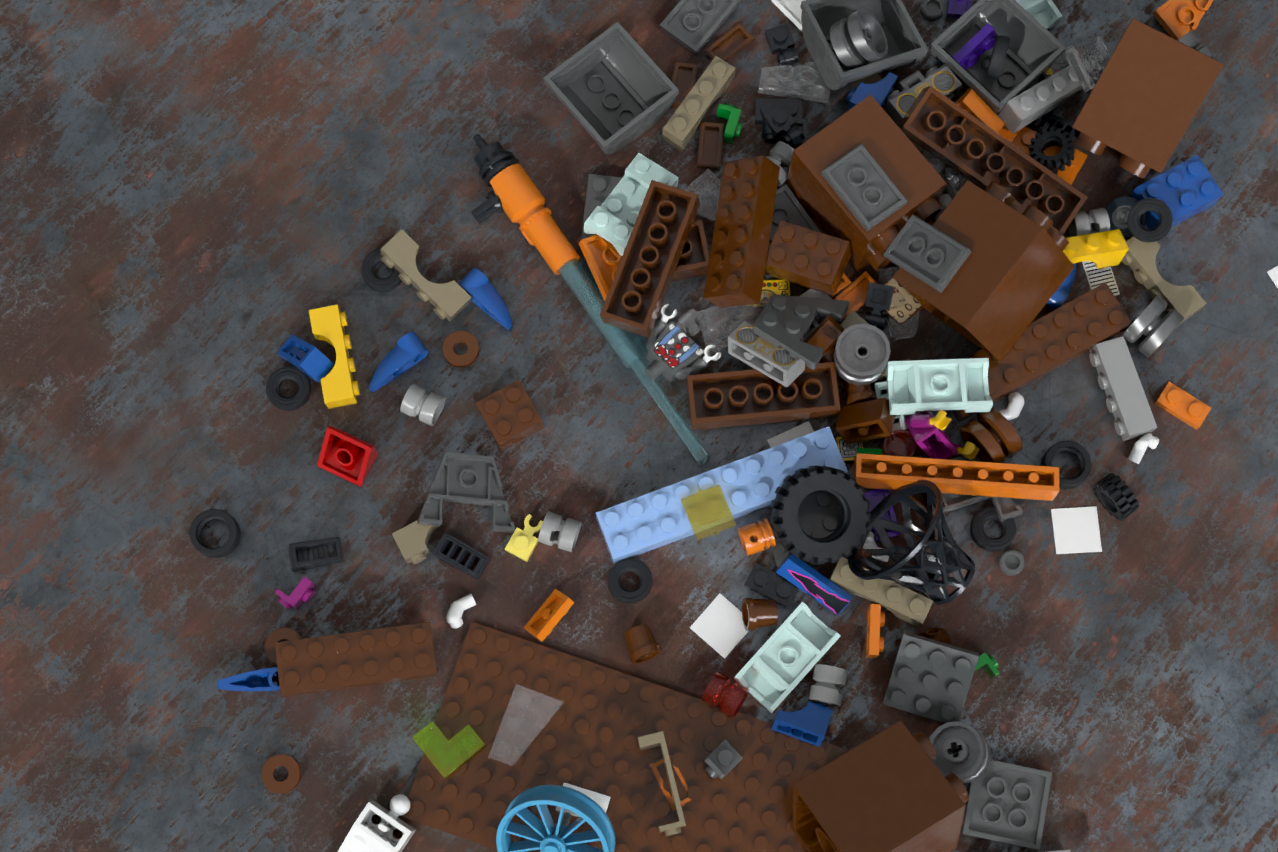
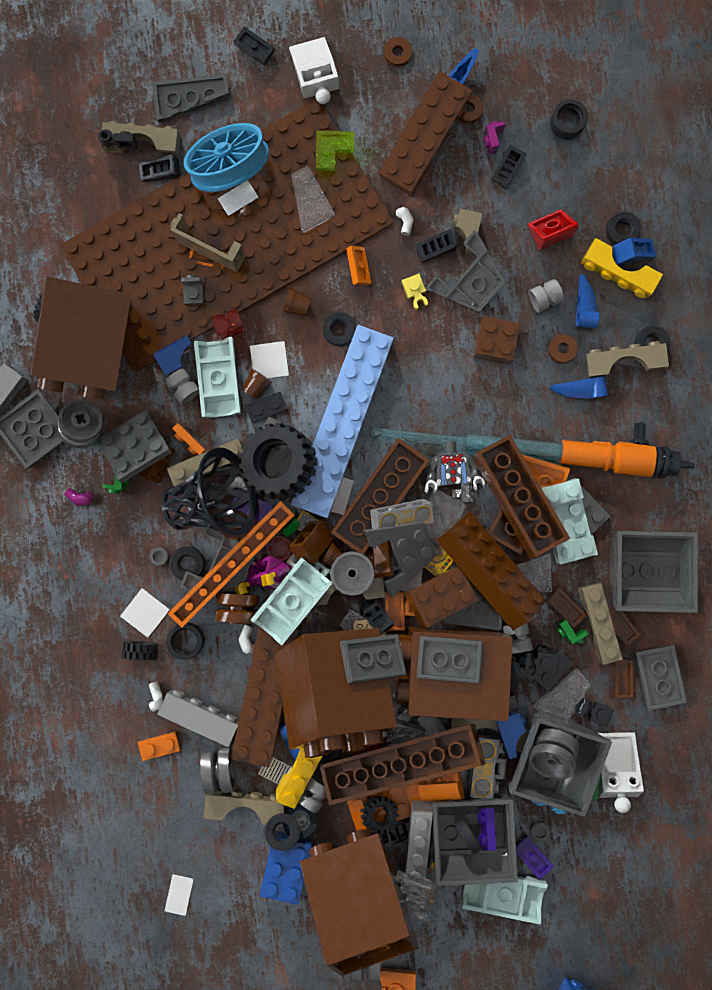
camera: 135 degrees right, 10 degrees up
(568, 533) = (401, 311): light grey wheel -> none
(708, 512) = (336, 400): clear yellow piece -> none
(762, 536) = (301, 419): orange piece -> none
(814, 584) = (242, 429): blue tile -> none
(1030, 691) = (79, 499): none -> magenta arm

